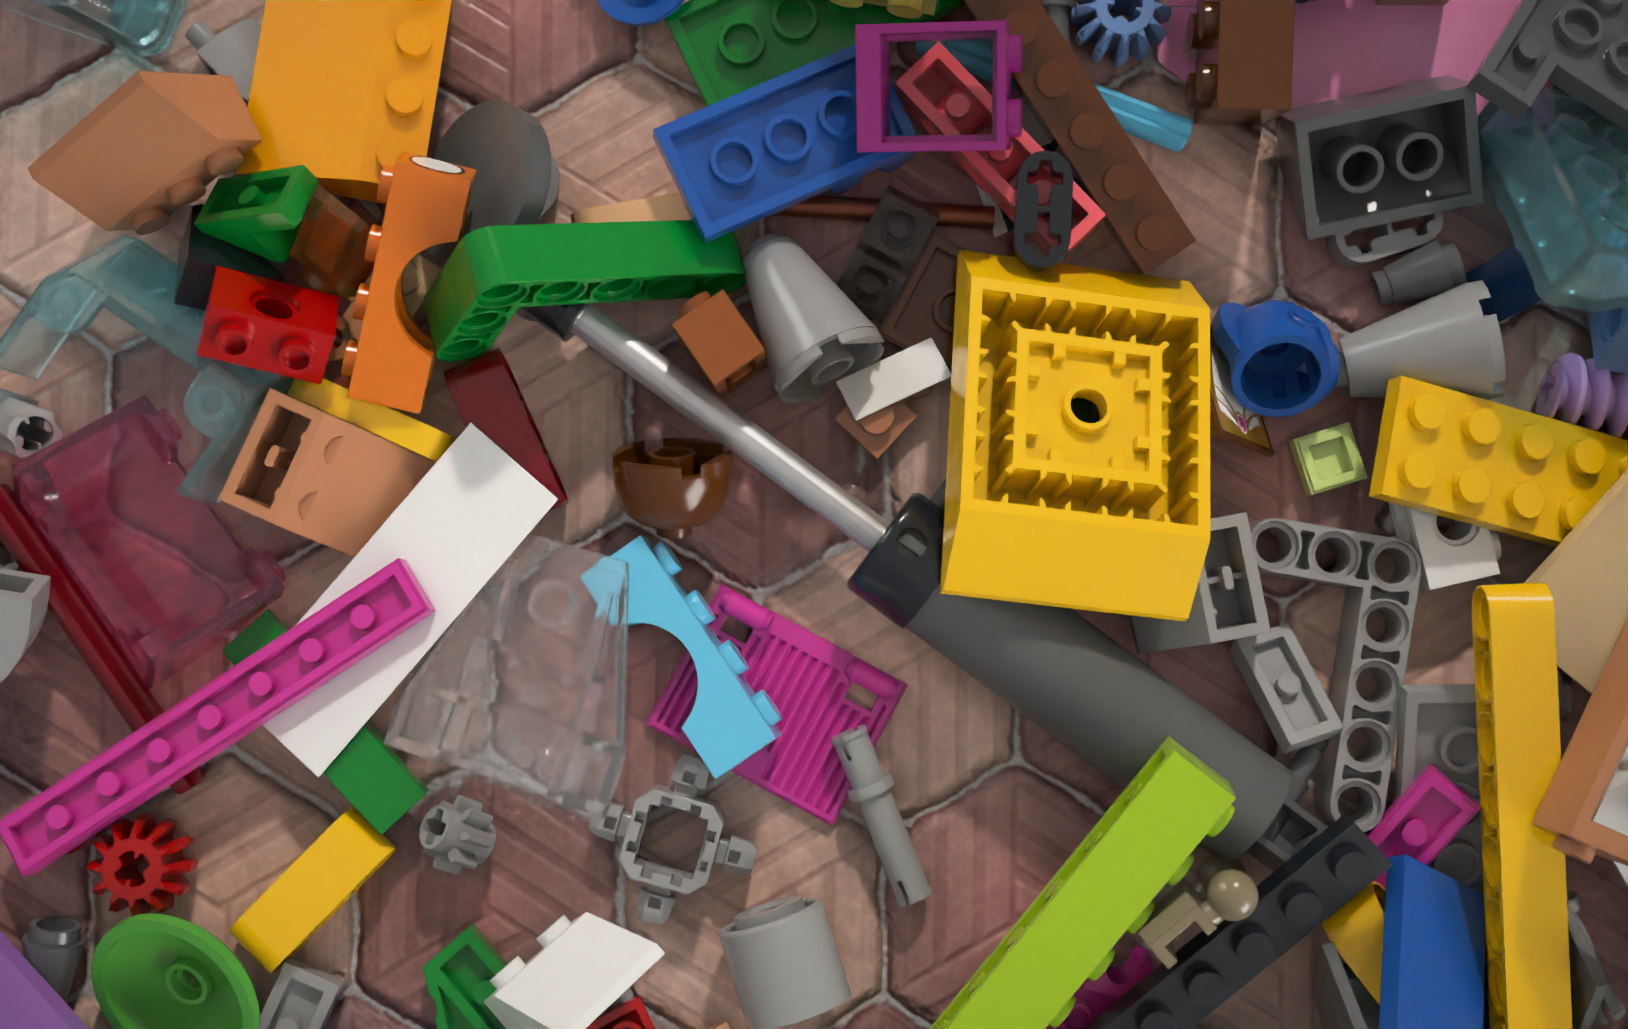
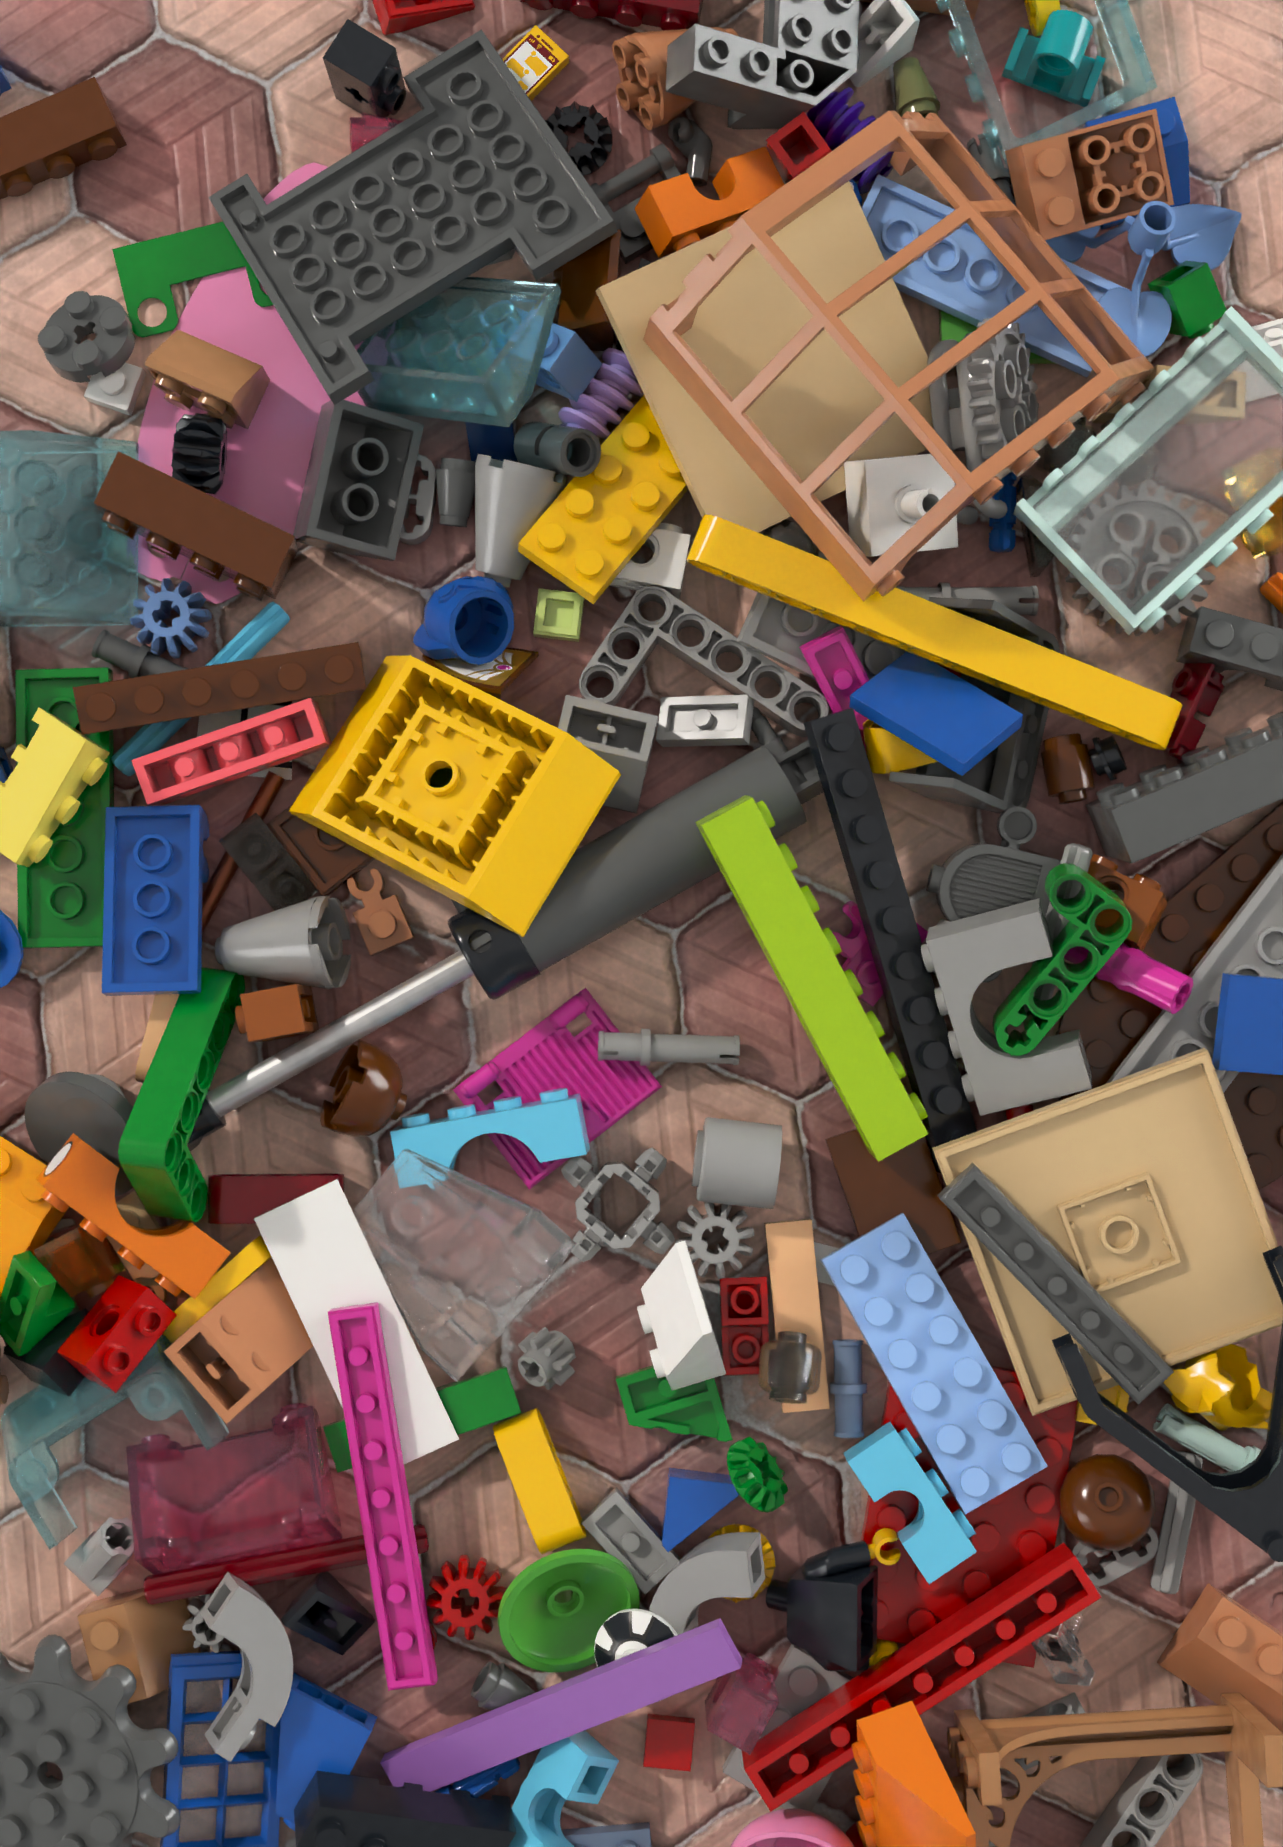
camera: 60 degrees left, 0 degrees up
(55, 710) = (328, 1614): none -> black slope
(703, 981) = (729, 1232): none -> light grey gear
(874, 85) = (150, 824): magenta window -> none
(893, 379) = (360, 899): white sticker -> none
(1058, 210) = (282, 752): black beam -> none
(1219, 895) = (822, 831): dark tan gear -> none
(1535, 375) = (558, 448): none -> dark grey pin

